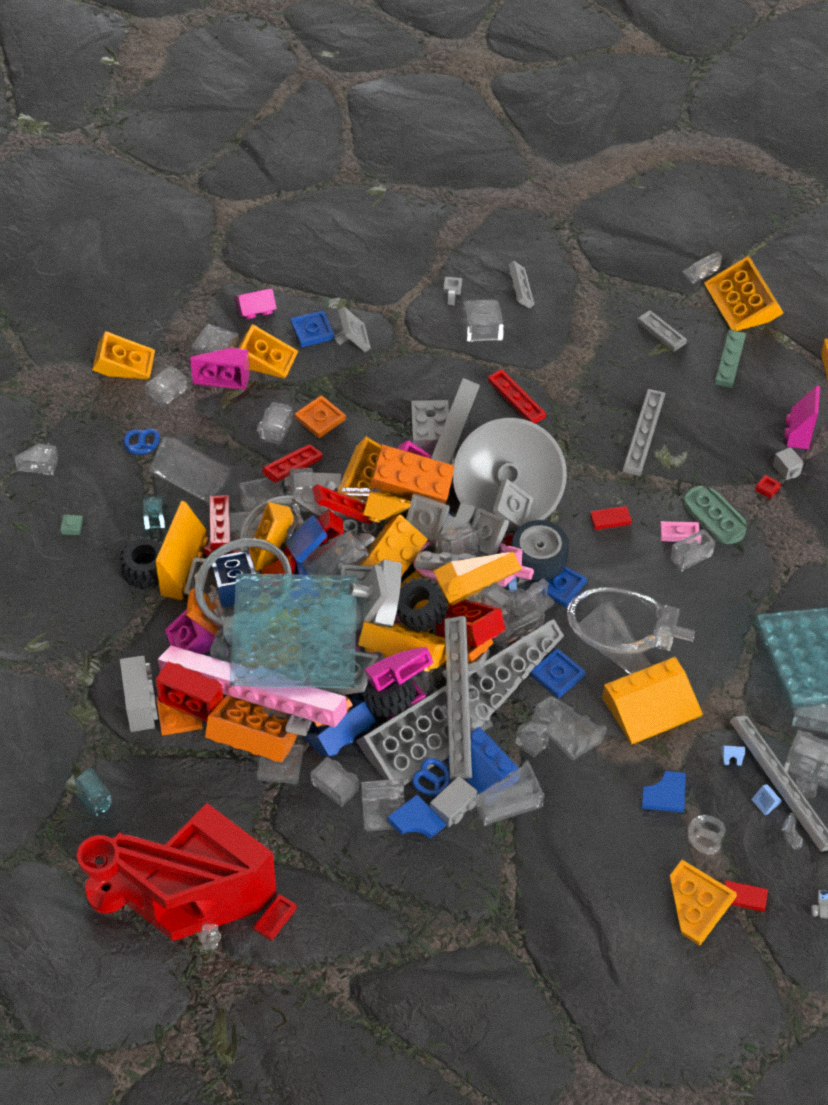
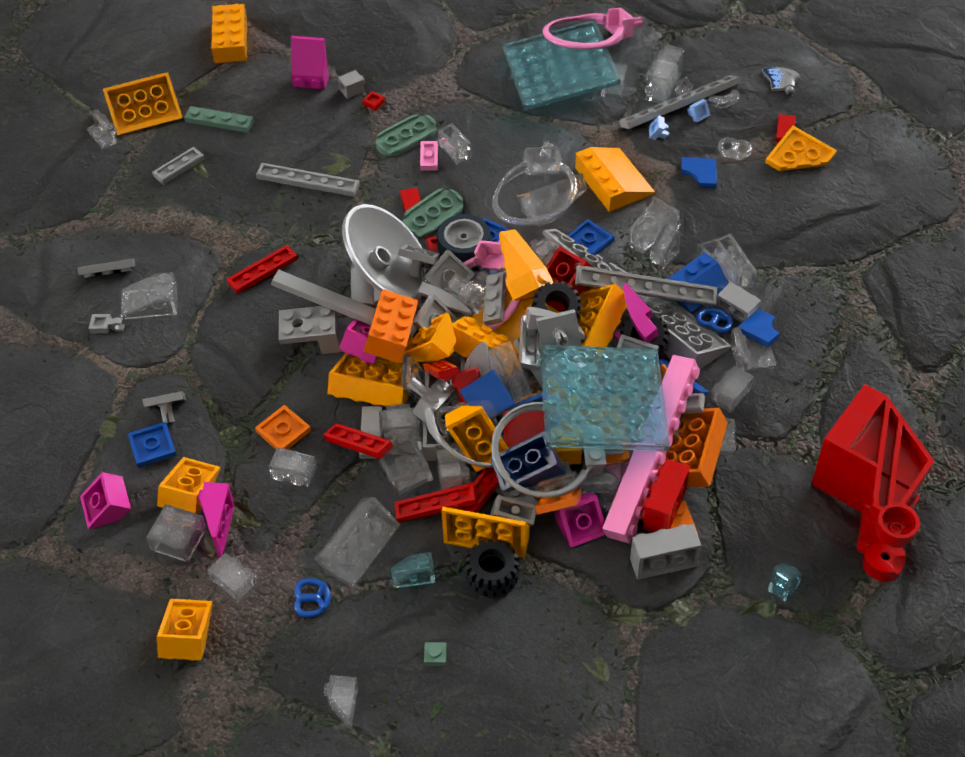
camera: 90 degrees left, 0 degrees up
(594, 534) = (430, 212): none -> sand green tile

